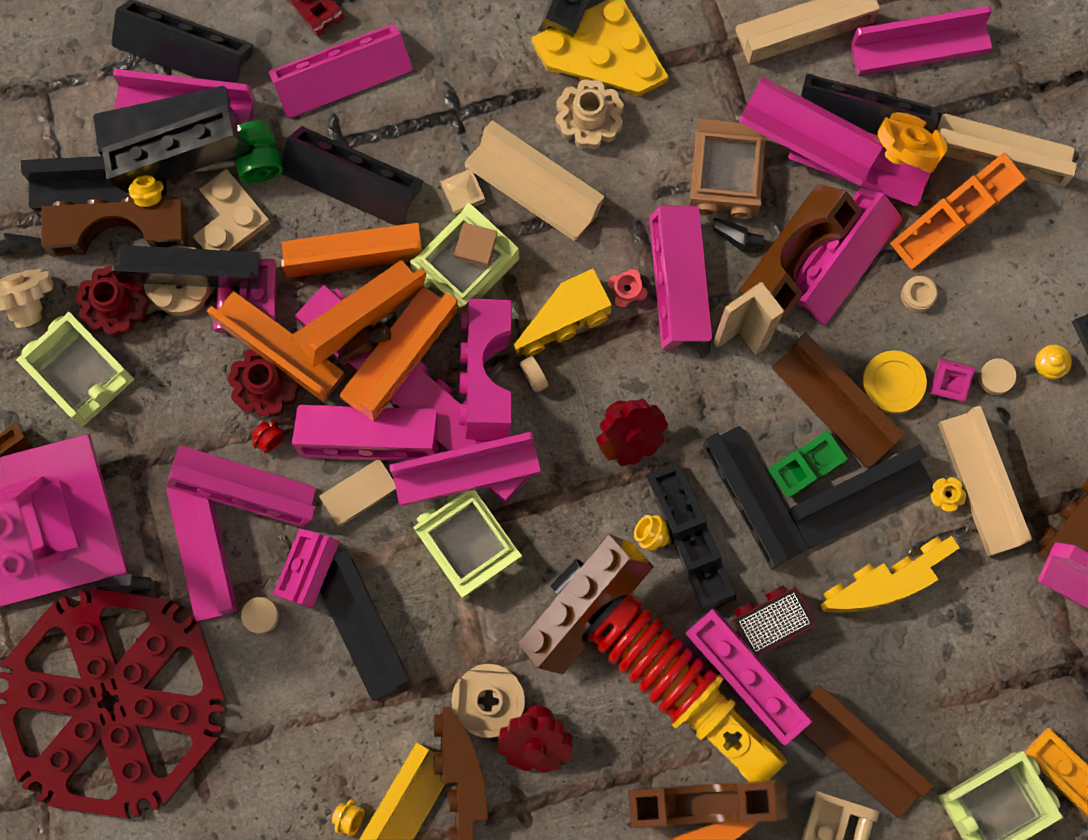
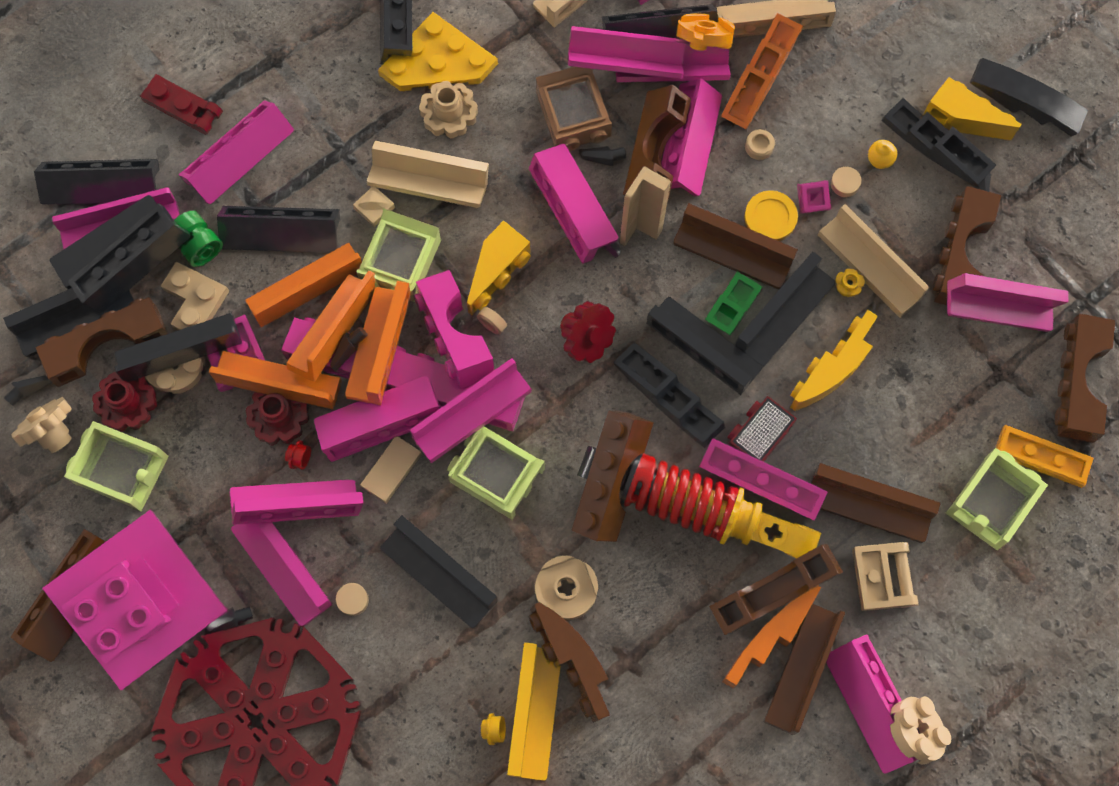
camera: 25 degrees left, 5 degrees down
(145, 191) = (118, 301): yellow plate -> none
(306, 568) = (374, 544): dark pink plate -> none
(475, 244) = (403, 237): medium nougat tile -> none
(535, 741) = (619, 602): dark red plant -> none
(629, 278) = (532, 220): coral plate -> none
(652, 533) = (638, 403): yellow plate -> none

